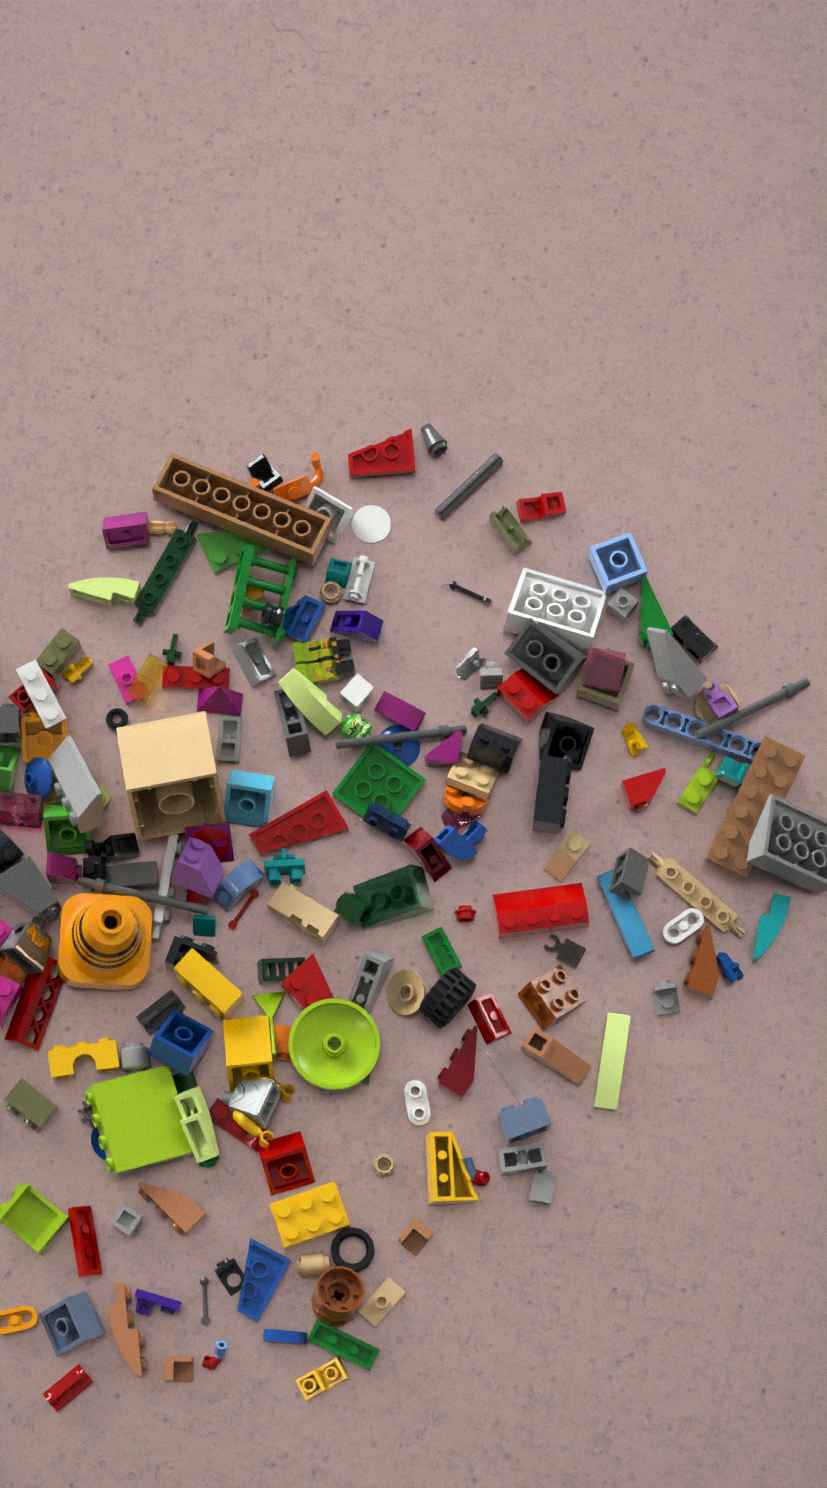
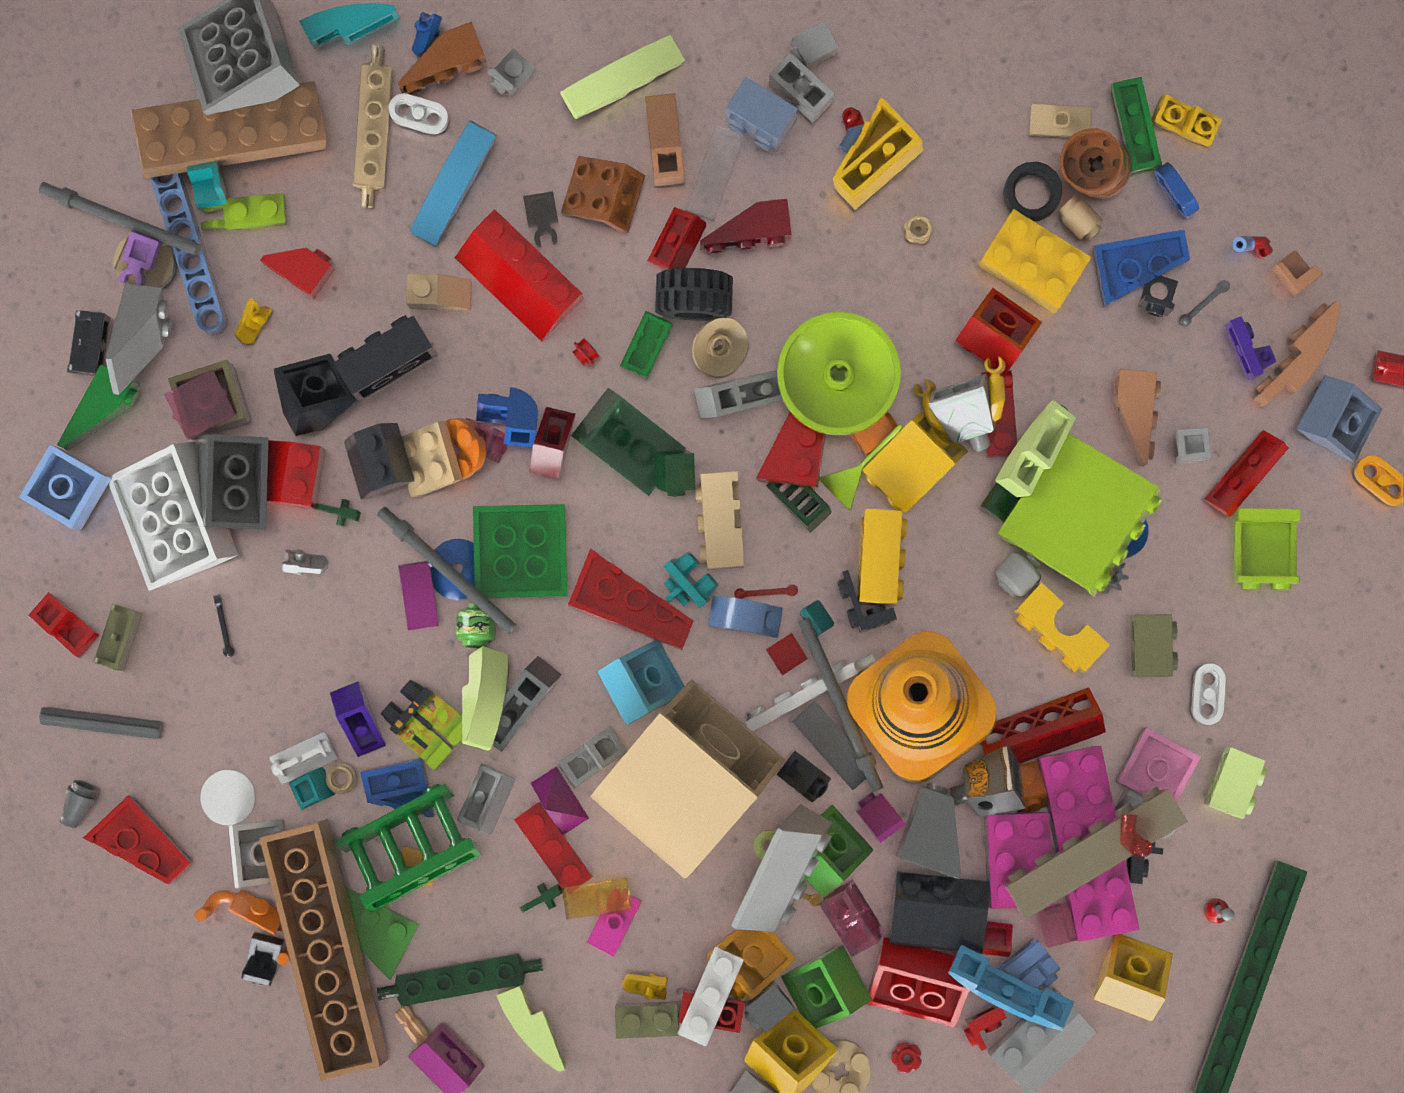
camera: 125 degrees left, 10 degrees up
(38, 777) = (801, 926): blue dish -> none
(95, 864) = (847, 788): black plate -> none
(117, 712) = (661, 905): black plate -> none
(159, 1011) = (945, 590): dark grey hinge -> none
(180, 1042) = (964, 537): blue brick -> none
(198, 868) = (765, 669): medium lavender slope -> none
(205, 661) = (528, 848): nougat panel -> none
(215, 835) = (726, 682): piece -> none
(272, 615) = (421, 813): black wheel -> none
(356, 692) = (433, 658): white panel -> none
(378, 818) = (551, 495): dark blue hinge -> none
(415, 1237) = (967, 138): nougat panel -> none
(417, 1102) = (827, 246): white plate -> none
(447, 752) = (423, 506): magenta slope -> none
(490, 676) = (301, 527): light grey tile -> none
(622, 605) = (110, 447): light grey brick -> none
(629, 874) = (407, 209): dark grey hinge -> none

